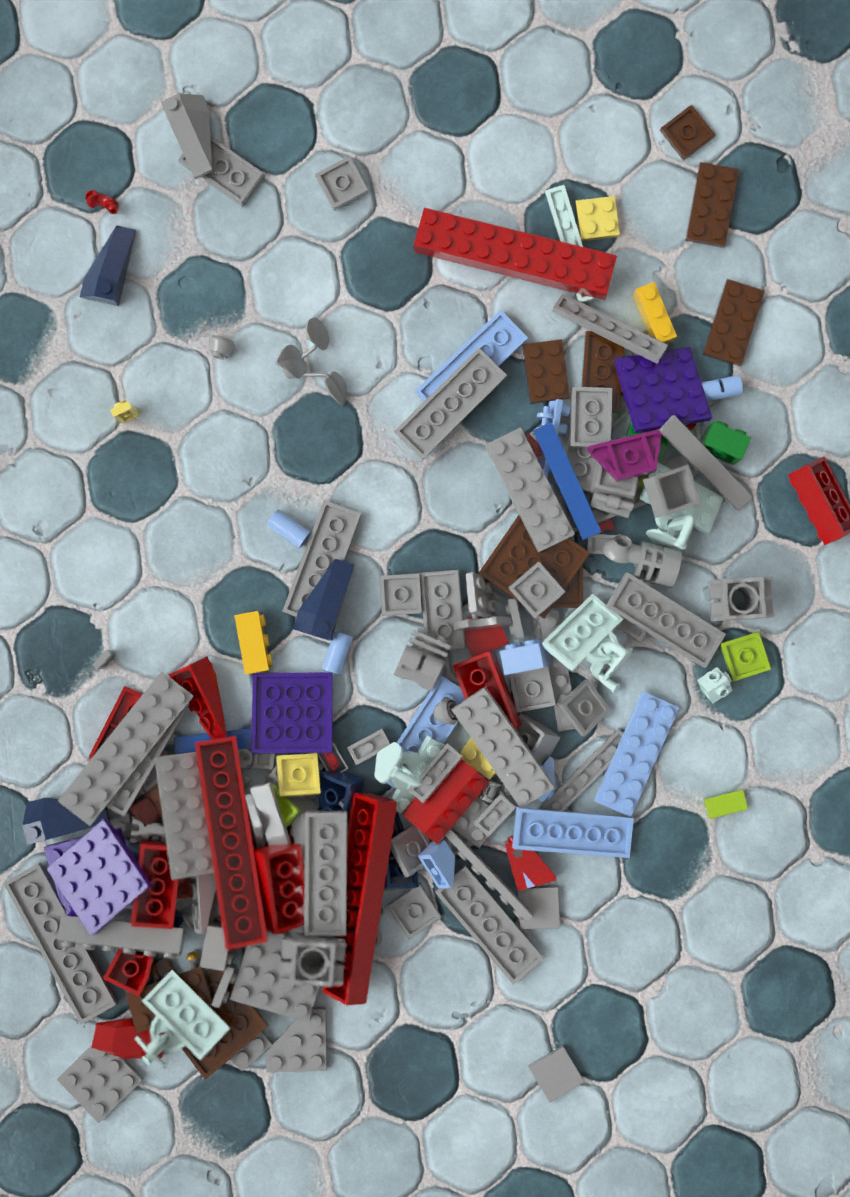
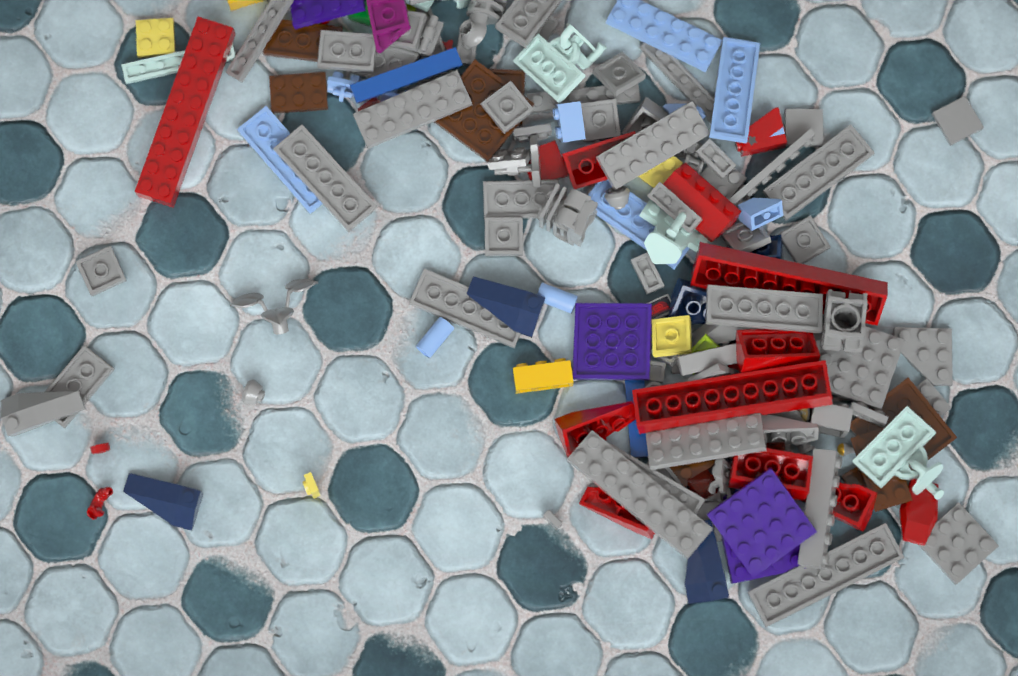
camera: 90 degrees left, 10 degrees down
(157, 197) = (100, 448): none -> red tile

